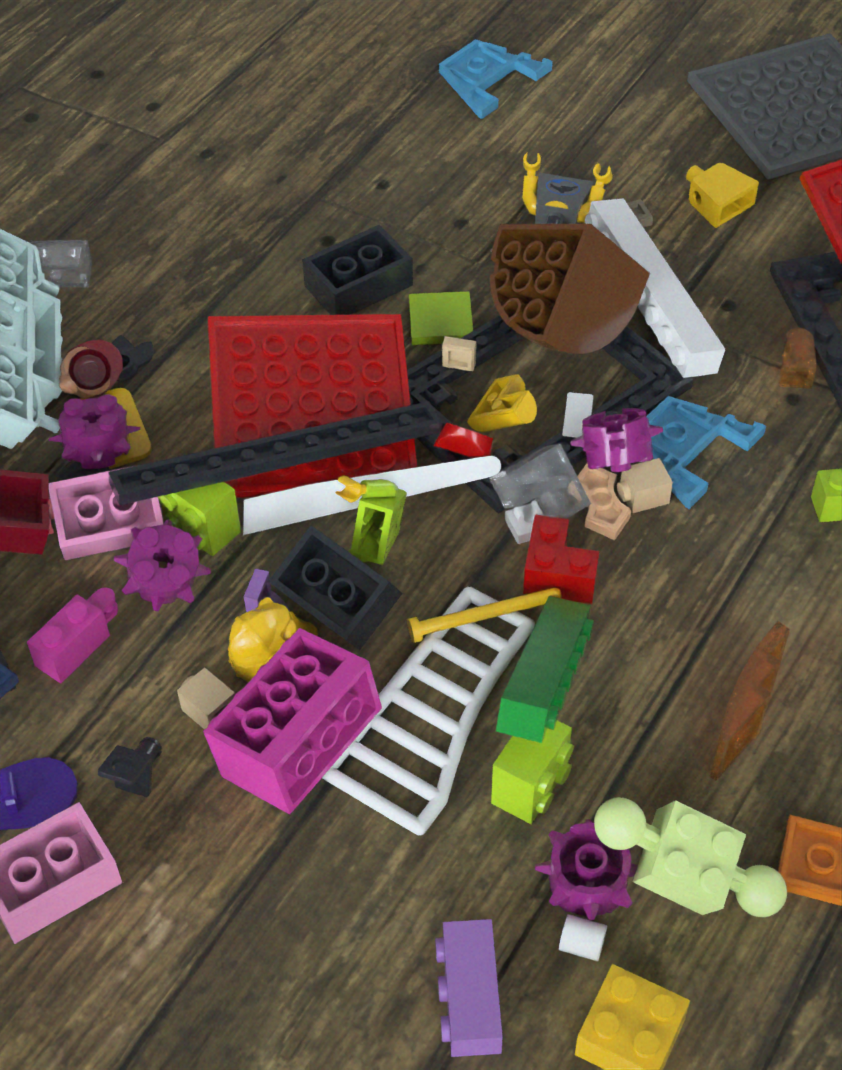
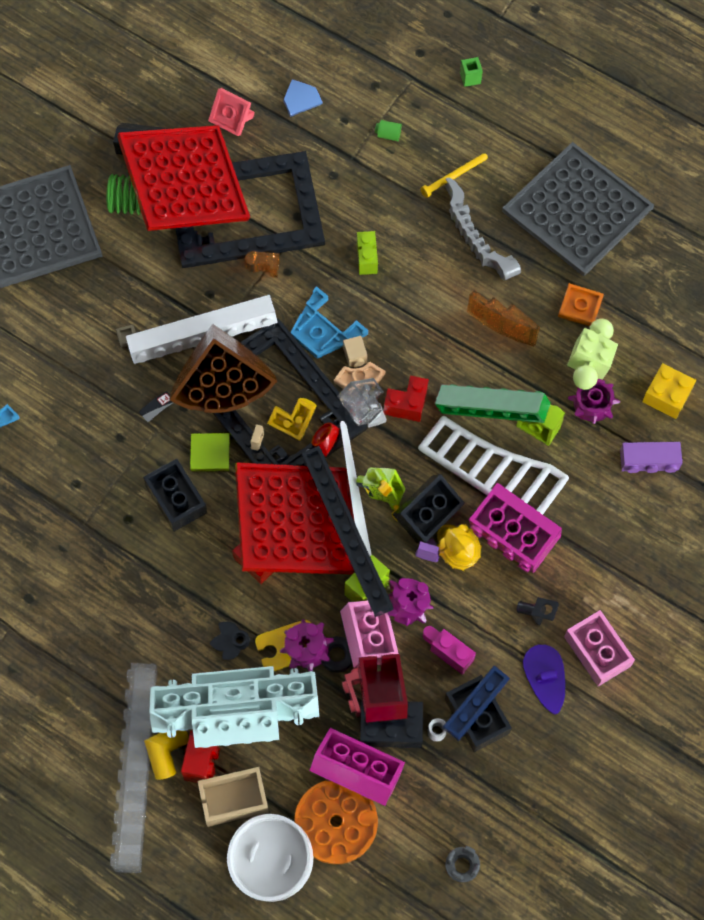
camera: 90 degrees left, 15 degrees up
(90, 369) = (252, 654): dark red piece -> none
(204, 697) = (493, 578): tan brick -> none
(420, 628) = (450, 470): yellow bar -> none
(560, 198) = (116, 373): torso -> none
(577, 408) = (304, 380): white sticker -> none
(582, 937) = (624, 408): white beam -> none
(617, 439) = (333, 358): magenta brick -> none
(720, 192) = (117, 283): yellow torso -> none

